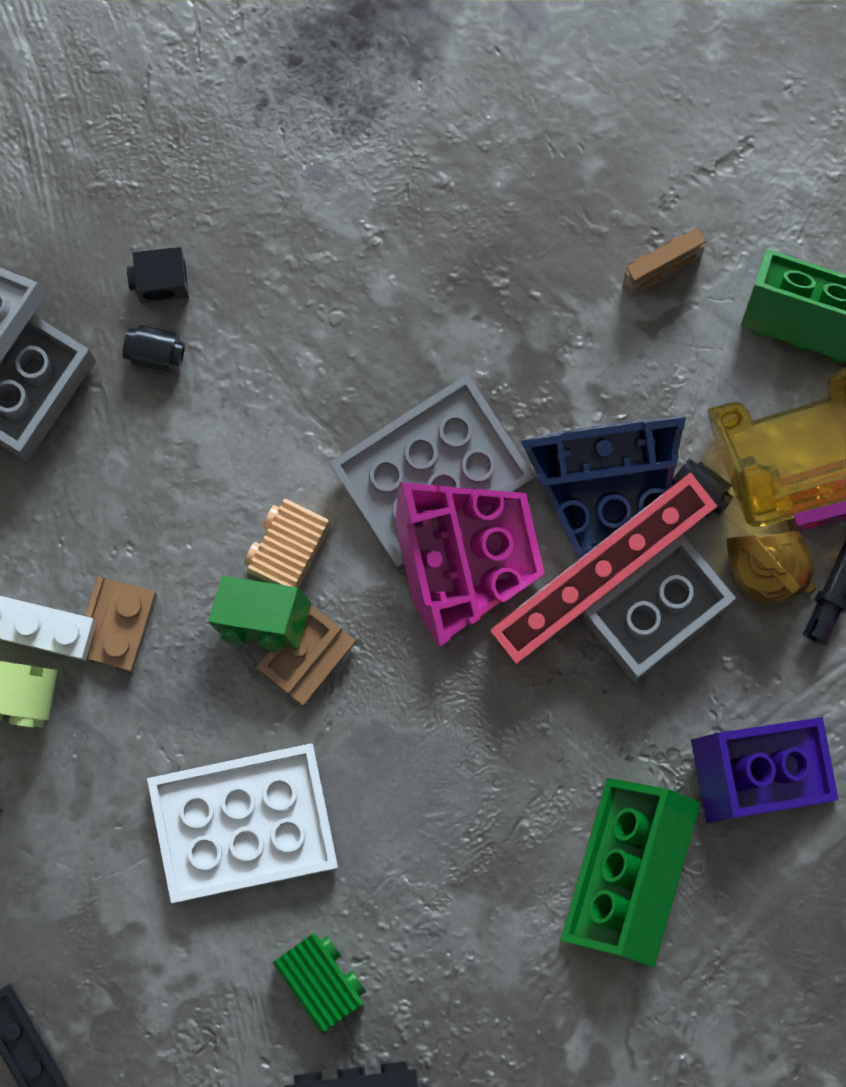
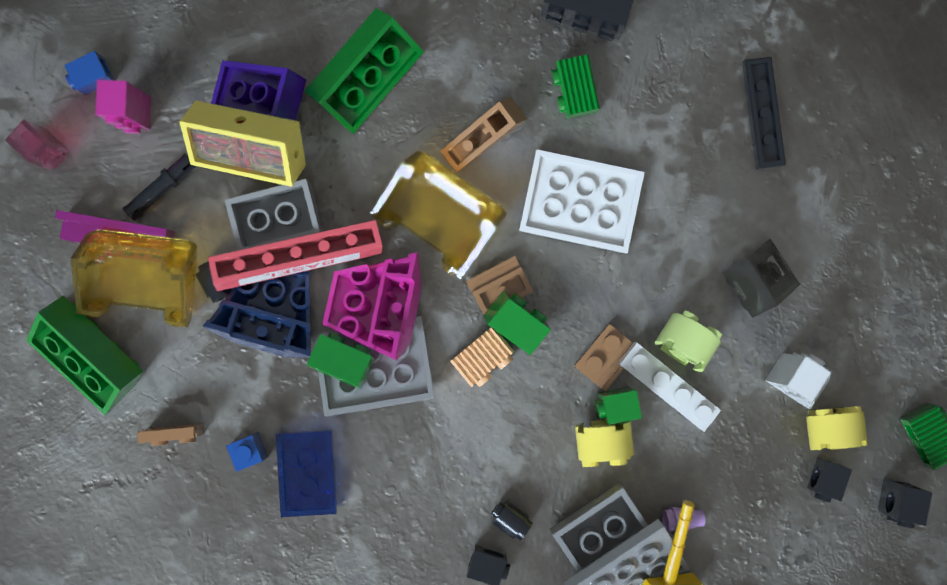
camera: 165 degrees left, 10 degrees up
(70, 503) = (604, 443): none -> light yellow brick
(72, 559) = (618, 405): none -> green brick
(420, 857) = (484, 133): none -> medium nougat slope
(431, 722) = (439, 210): none -> clear yellow windscreen
(458, 290) = (306, 473): none -> clear blue plate
(477, 454) = (340, 360): none -> green brick
(550, 283) = (247, 451): none -> blue brick
(745, 686) = (243, 143): none -> light yellow brick
(771, 566) = (194, 213): pearl gold helmet -> none

